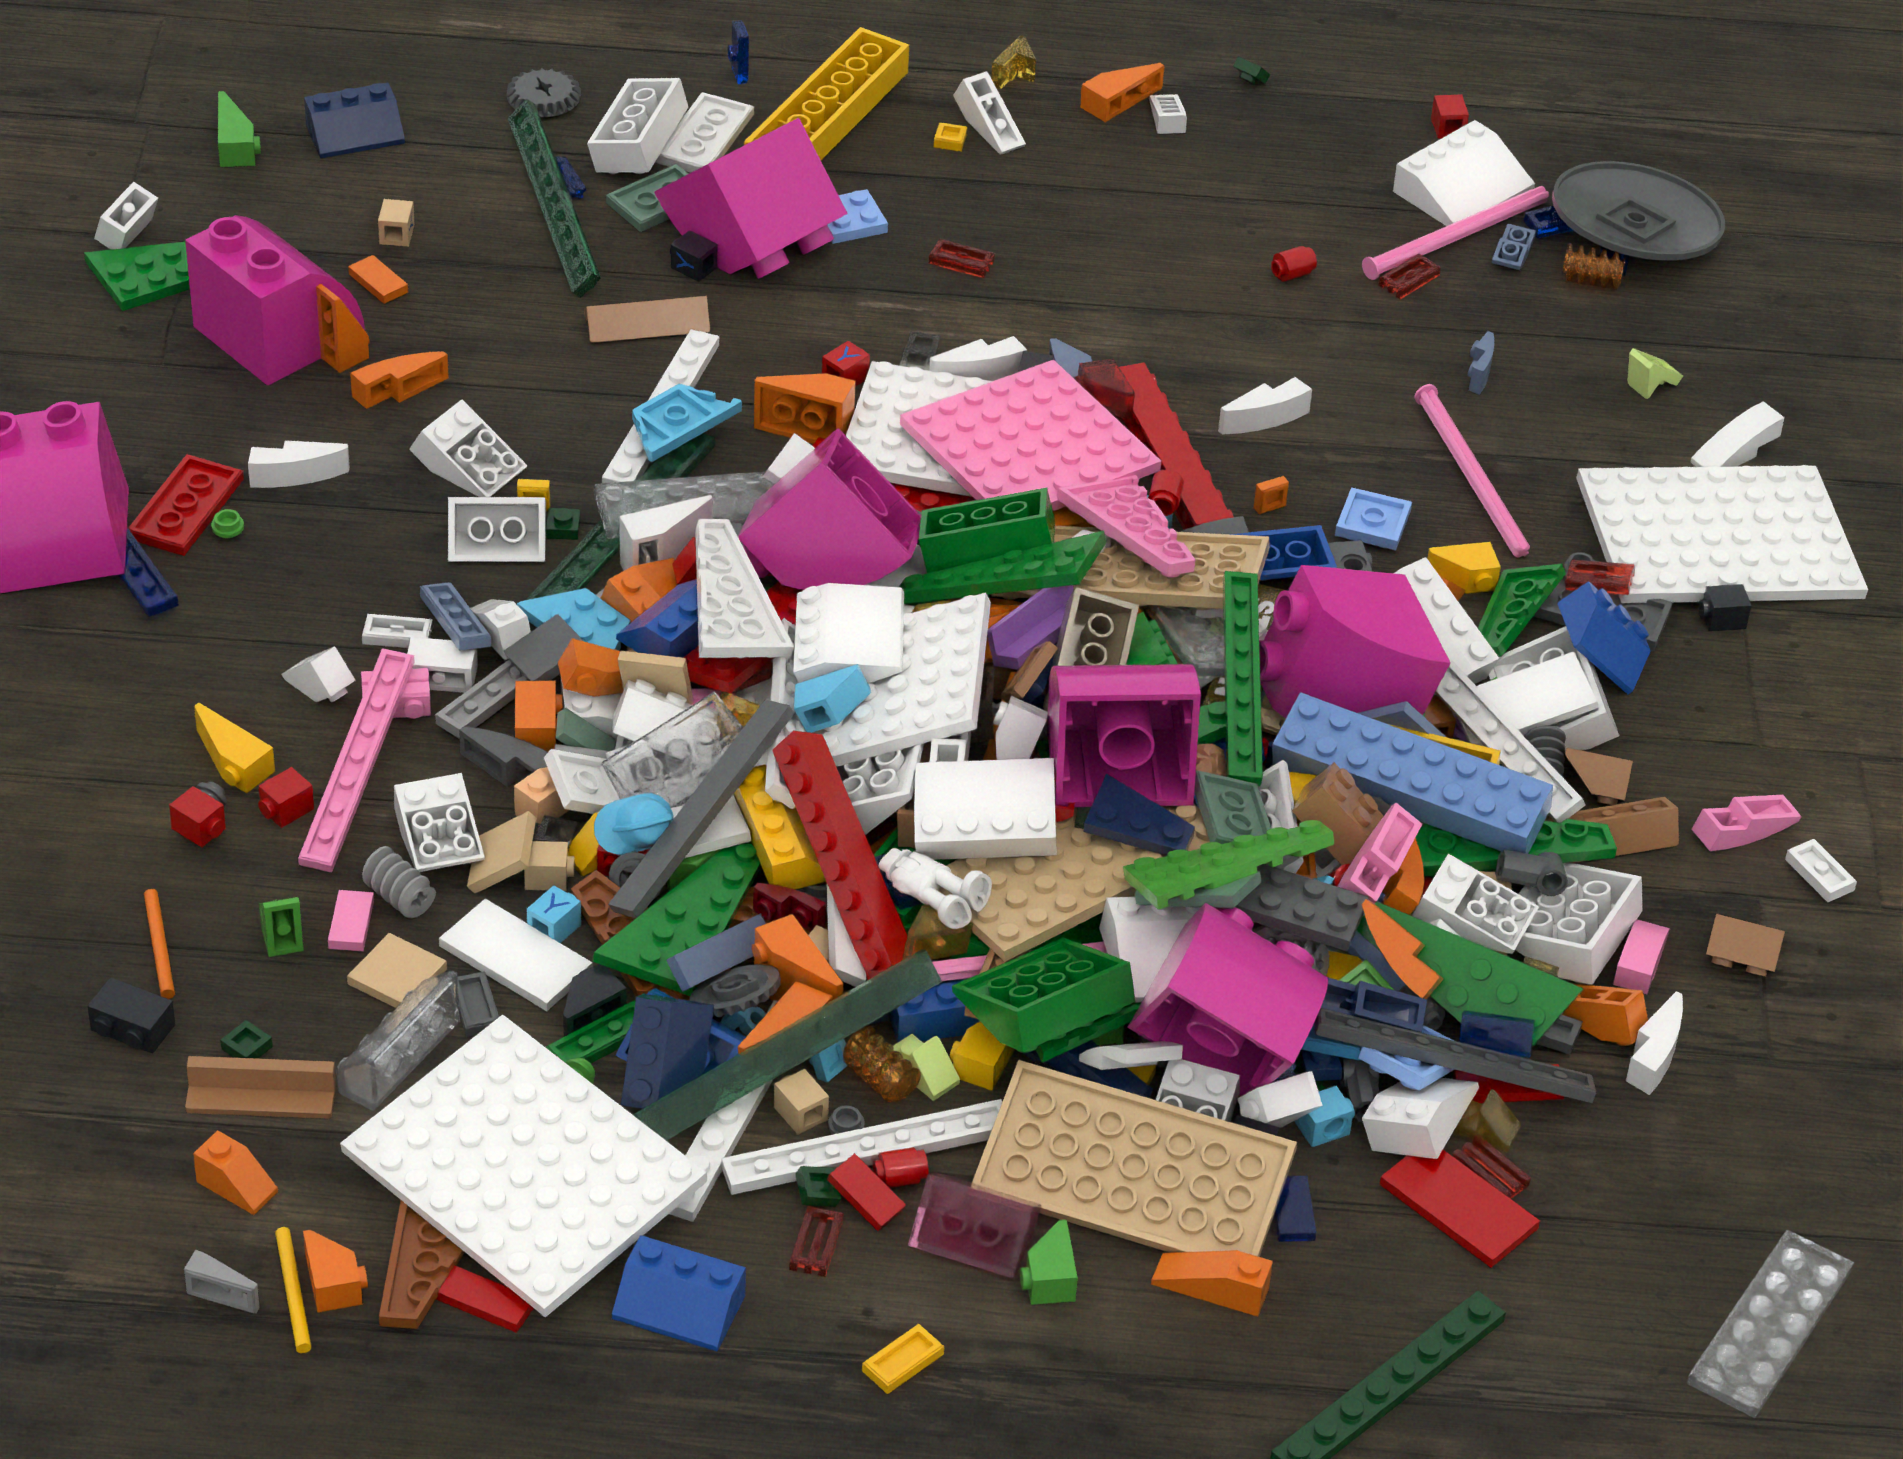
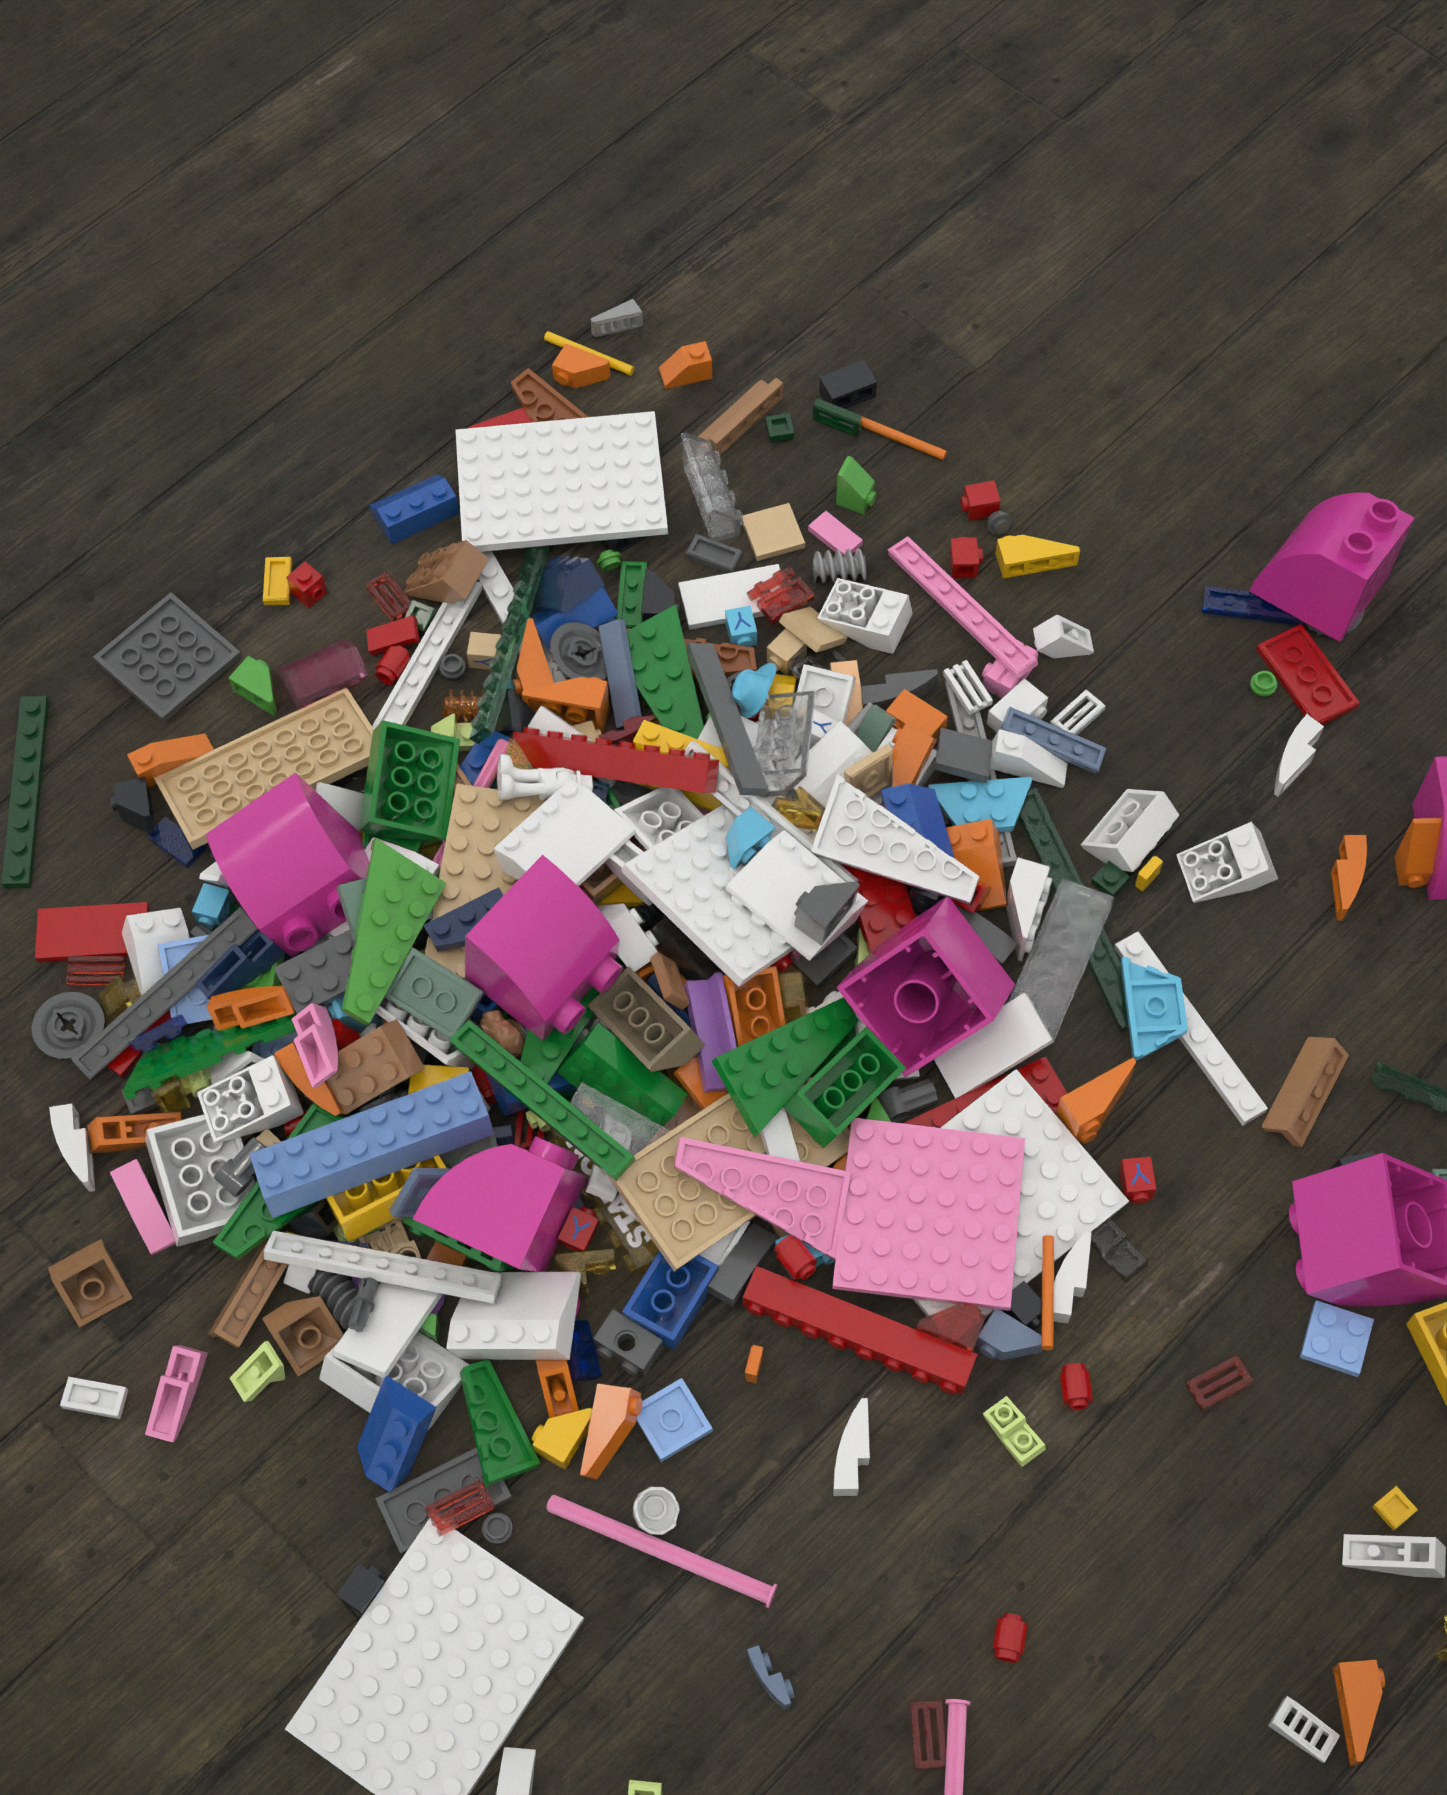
camera: 135 degrees right, 20 degrees up
(187, 999) = (837, 417): none -> dark green tile
(450, 699) = (958, 670): none -> white tile
(485, 892) = (785, 599): none -> clear red plate
(750, 1186) = (447, 573): none -> medium nougat slope
(856, 567) = (824, 909): none -> dark grey slope
(886, 1309) = (306, 585): none -> red brick
(1012, 352) = (1047, 1292): none -> orange bar
(1062, 319) = (1076, 1386): none -> red brick
(1105, 1377) = (167, 657): none -> dark grey plate
(1138, 338) = (1014, 1431): none -> yellowish green slope
(1299, 1257) = (134, 804): none -> black slope
(1413, 534) = (610, 1423): none -> slope
(1454, 482) = (656, 1510): none -> white hair
(1540, 708) = (363, 1304): none -> dark grey axle
(1585, 1137) = (72, 1007): none -> dark grey gear
(1662, 768) = (258, 1372): none -> yellowish green slope

